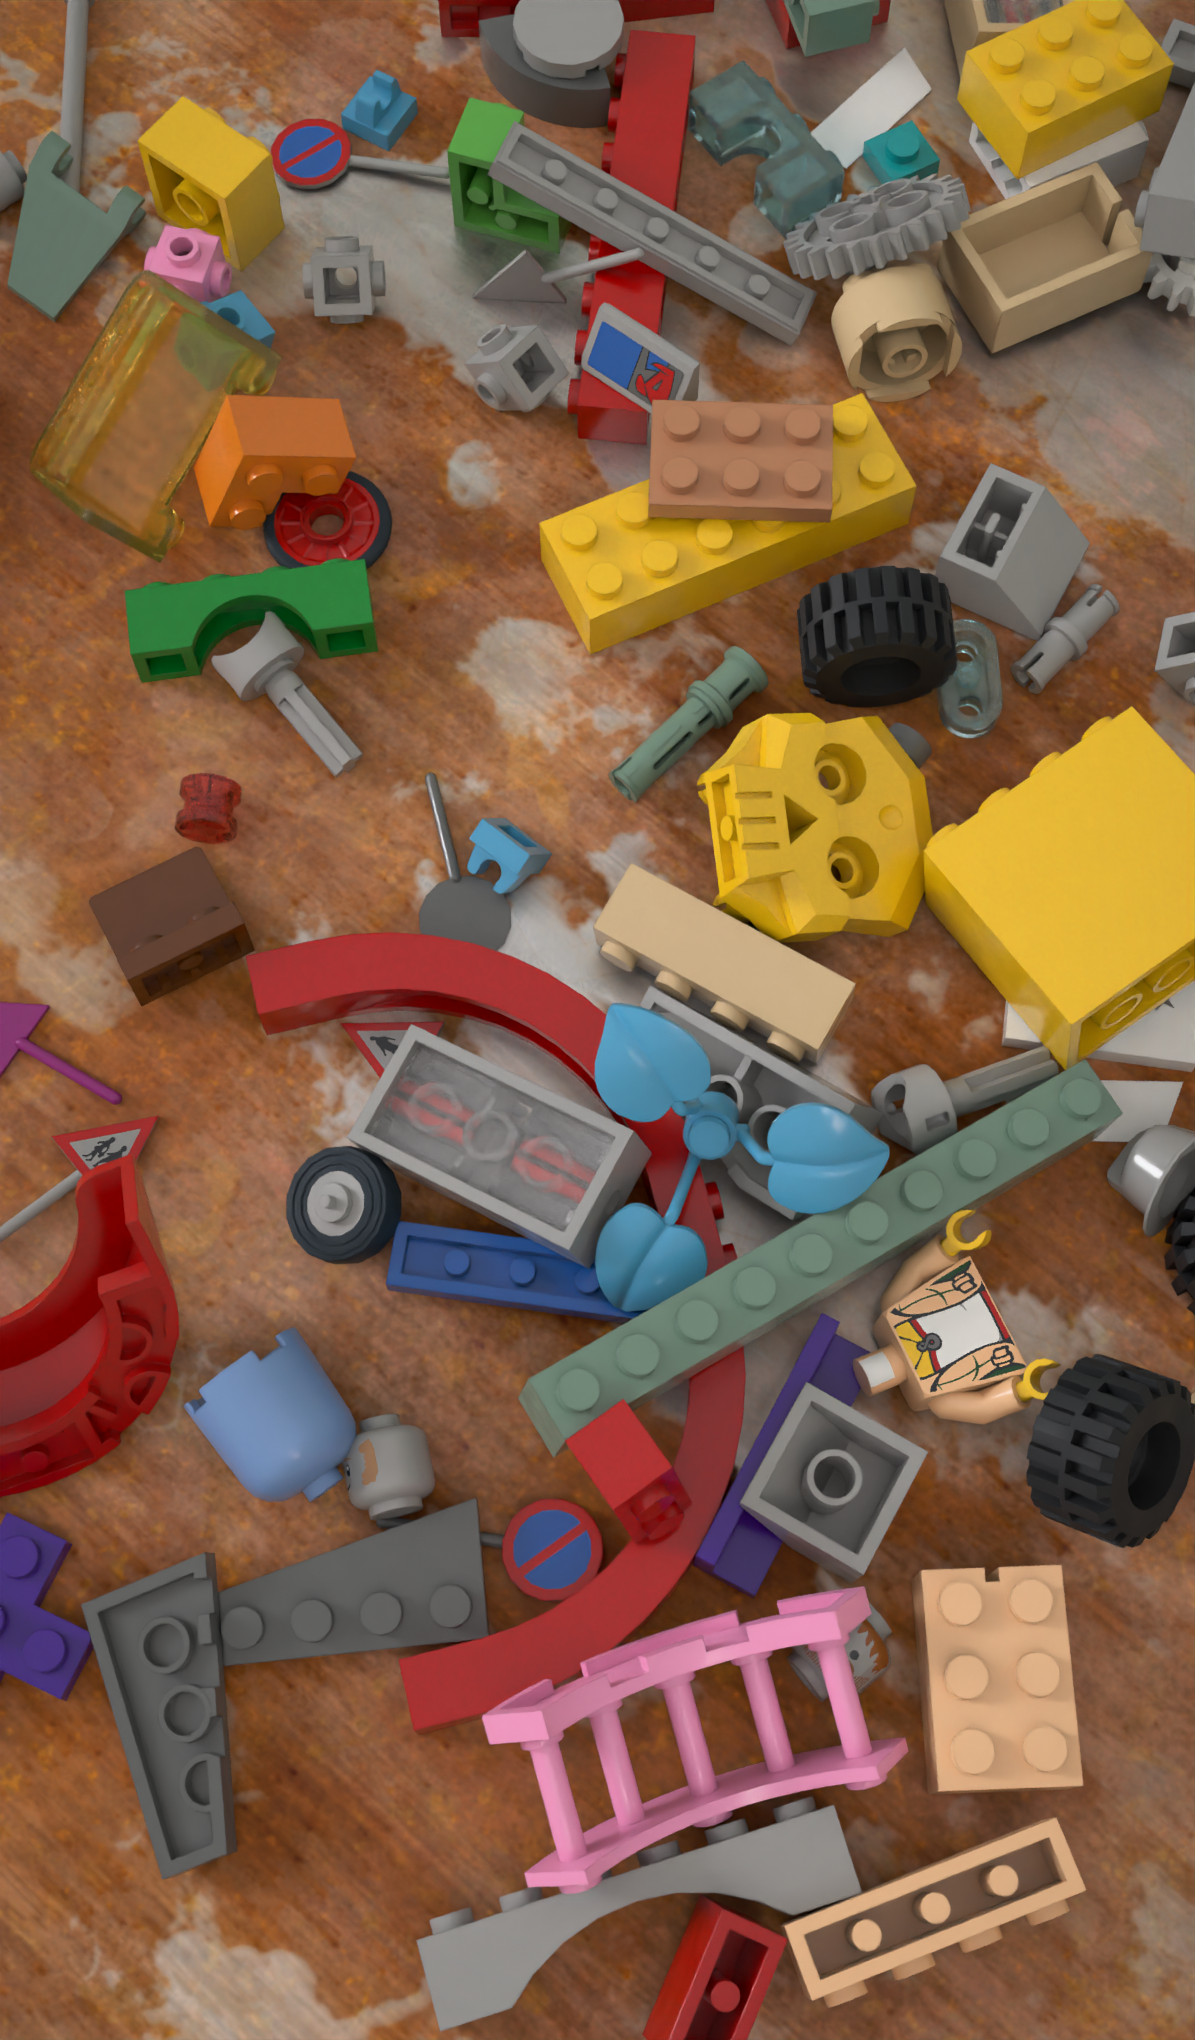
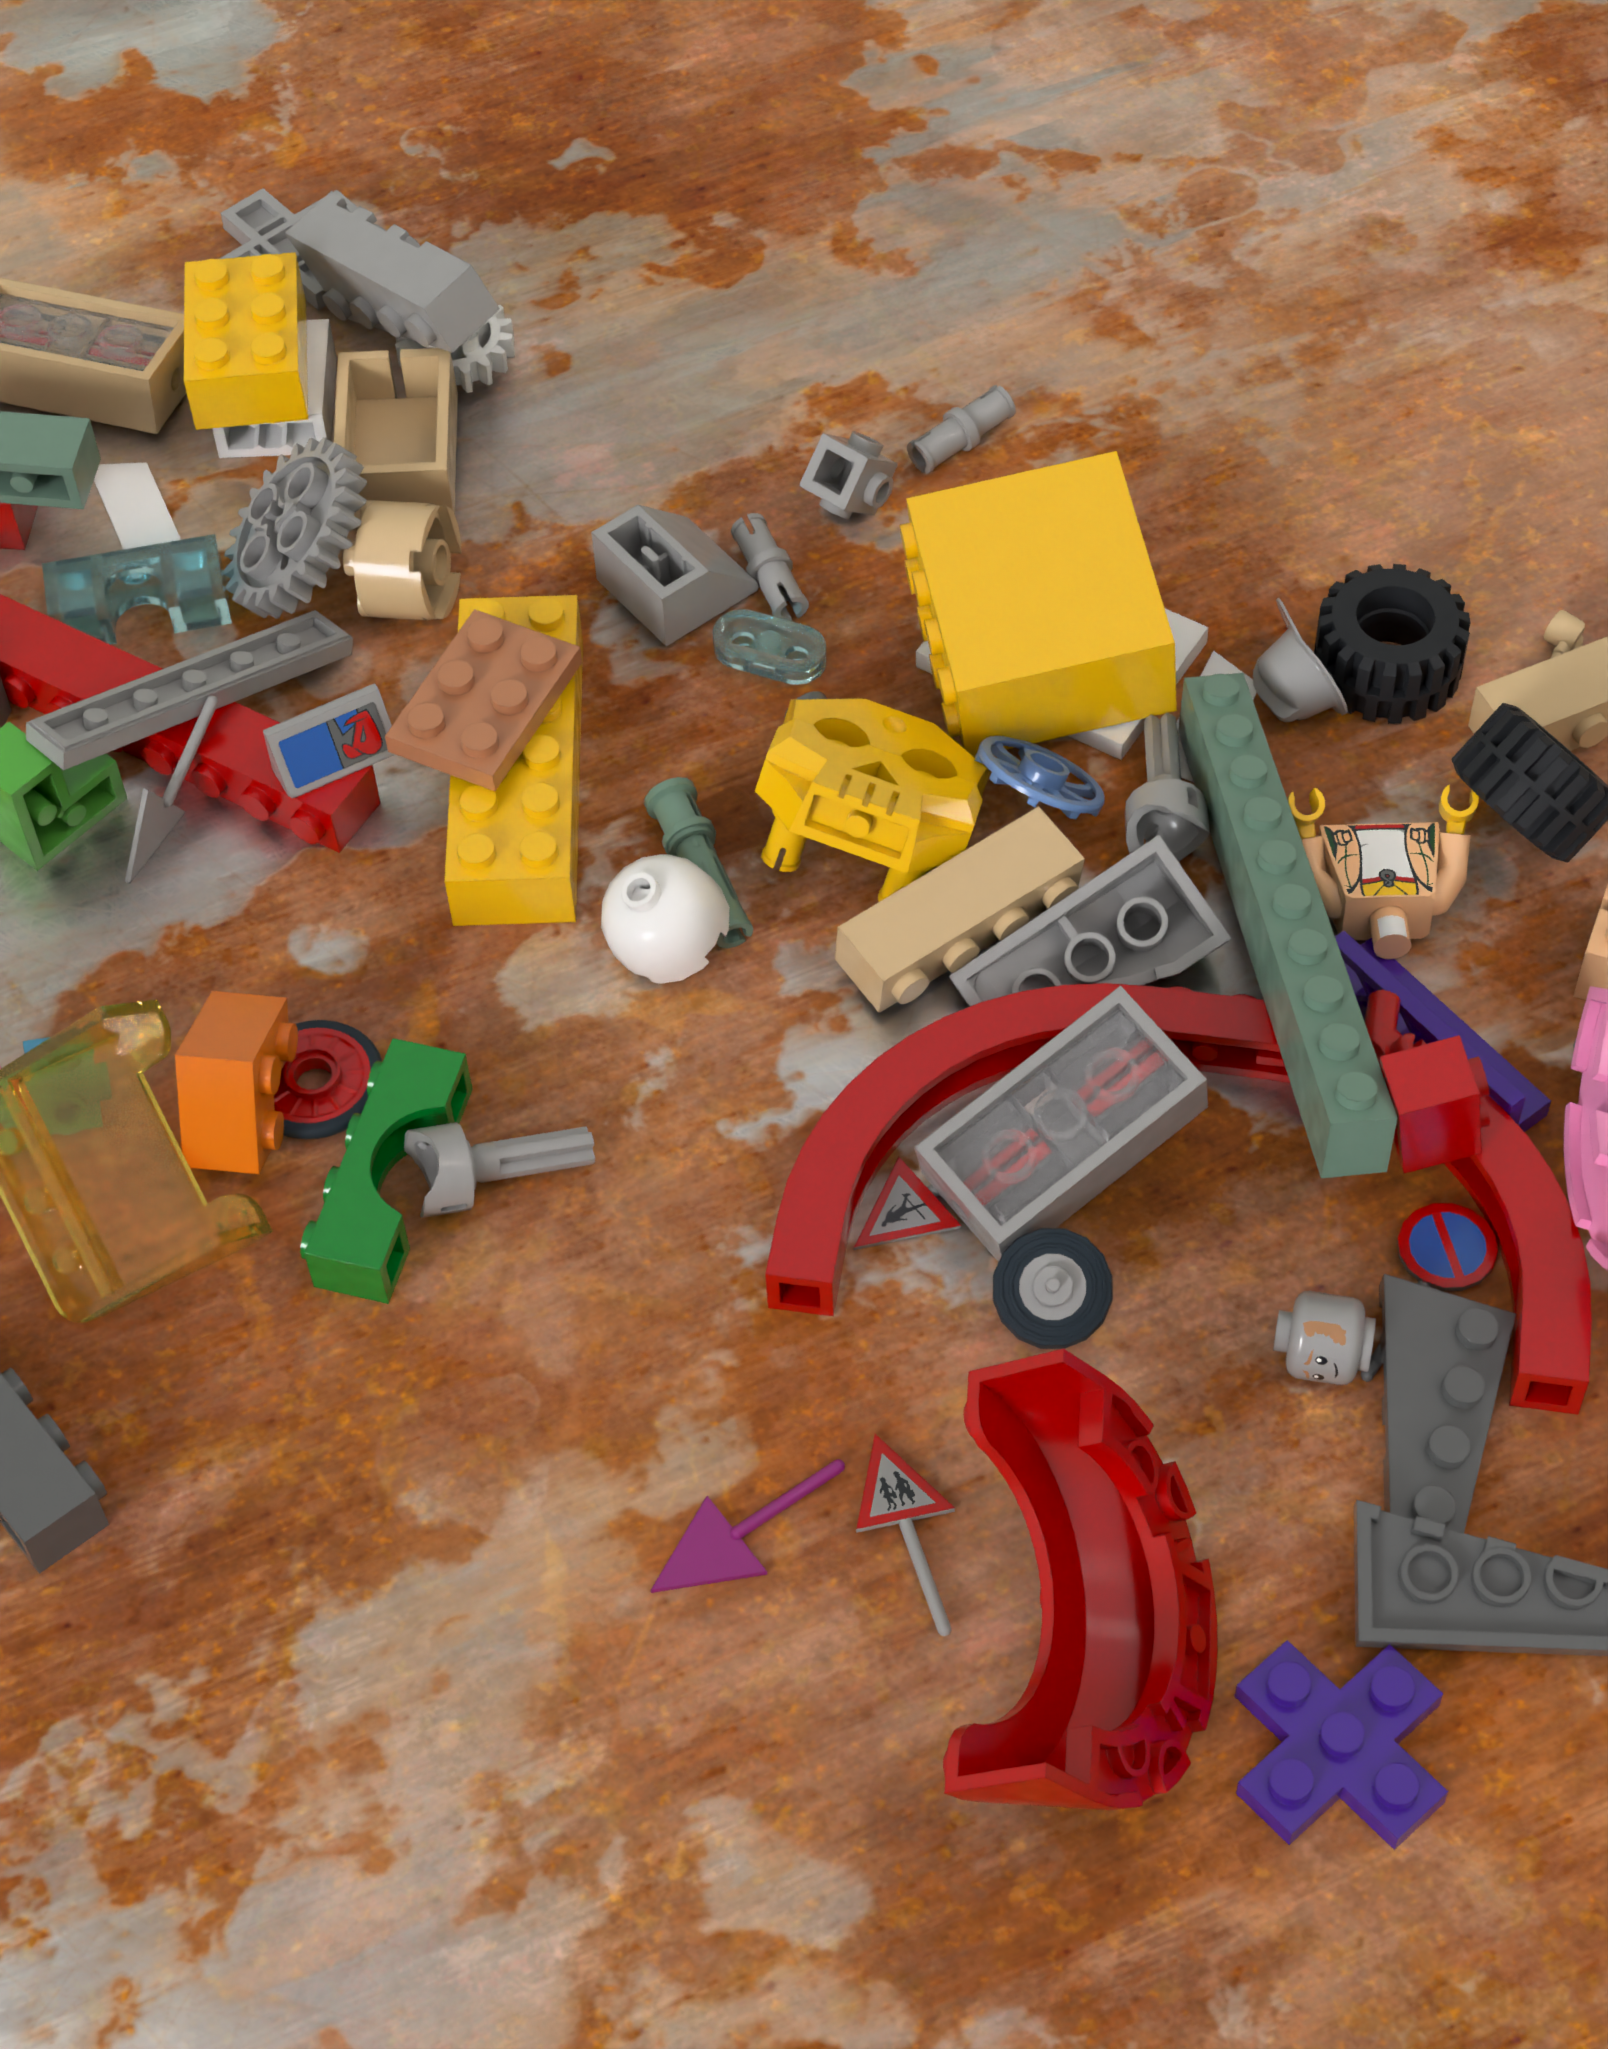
camera: 65 degrees left, 15 degrees down
(171, 925) = (683, 1348): reddish brown bracket -> none
(208, 808) = (576, 1272): clear red wheel -> none
(277, 1421) = (1248, 1400): medium blue cylinder -> none
(340, 301) = (60, 960): light grey brick -> none
(462, 905) = (780, 1109): dark grey piece -> none
(495, 1272) = (1180, 1178): blue plate -> none
(511, 848) = (761, 1036): dark azure tile -> none
(515, 368) = (253, 854): light grey brick -> none
(600, 717) = (663, 917): none -> white cylinder
(654, 1064) = (1079, 944): dark azure plant -> none
(719, 1406) = (1382, 1023): none -> red arm
(832, 1482) = (1490, 987): light grey slope -> none
(876, 637) = (712, 675): black tyre -> none
(900, 154) = (207, 506): teal plate -> none
(914, 973) = (1040, 776): none -> medium blue wheel

